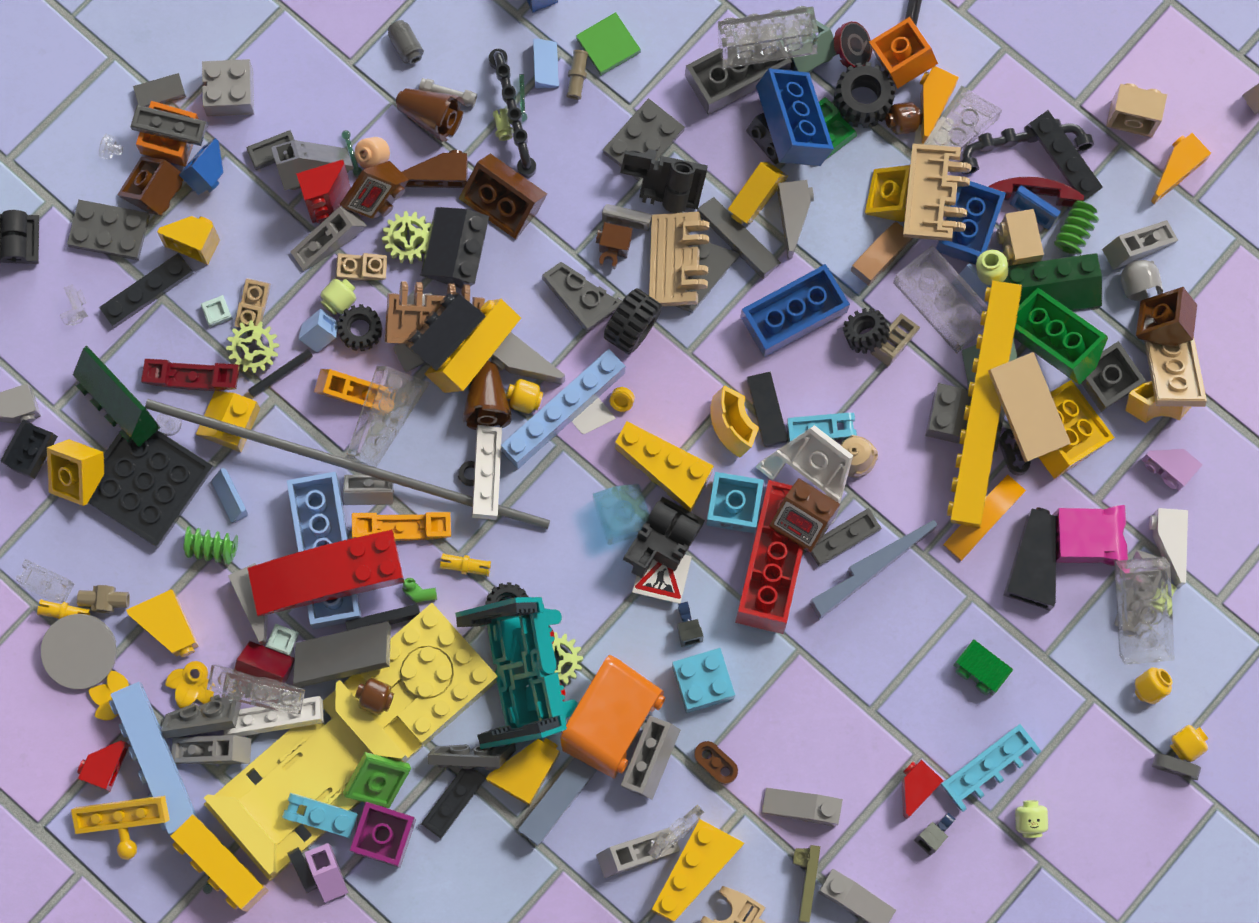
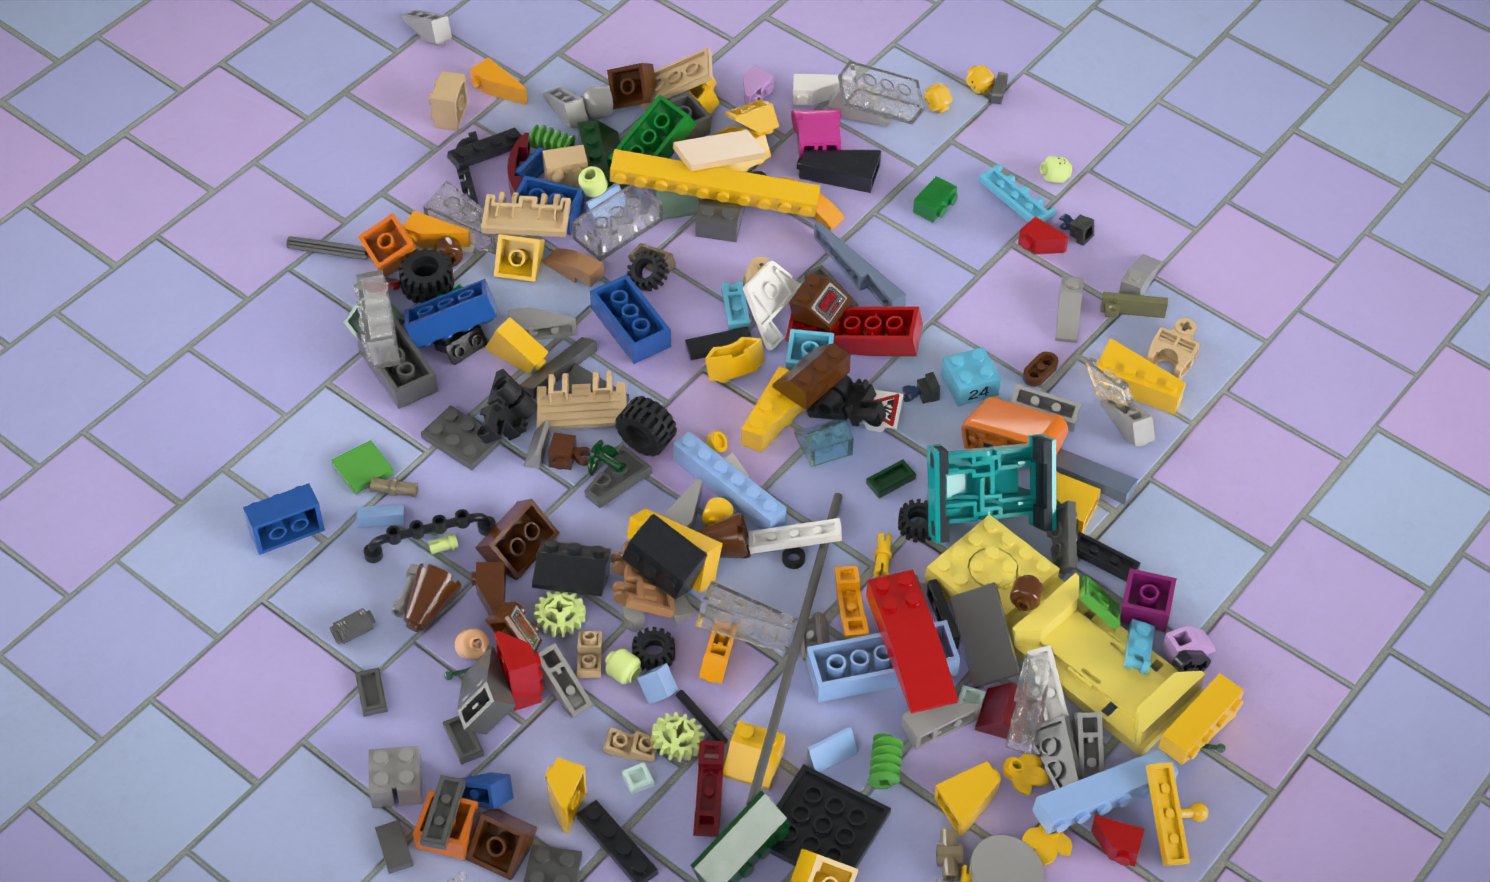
camera: 90 degrees left, 25 degrees down
(332, 64) = (371, 692): none -> dark grey tile
(570, 583) = (891, 478): none -> dark green tile
(607, 277) = (605, 455): none -> dark green plant
(687, 496) = (814, 375): none -> reddish brown slope
(1107, 456) = (755, 116): none -> yellow slope

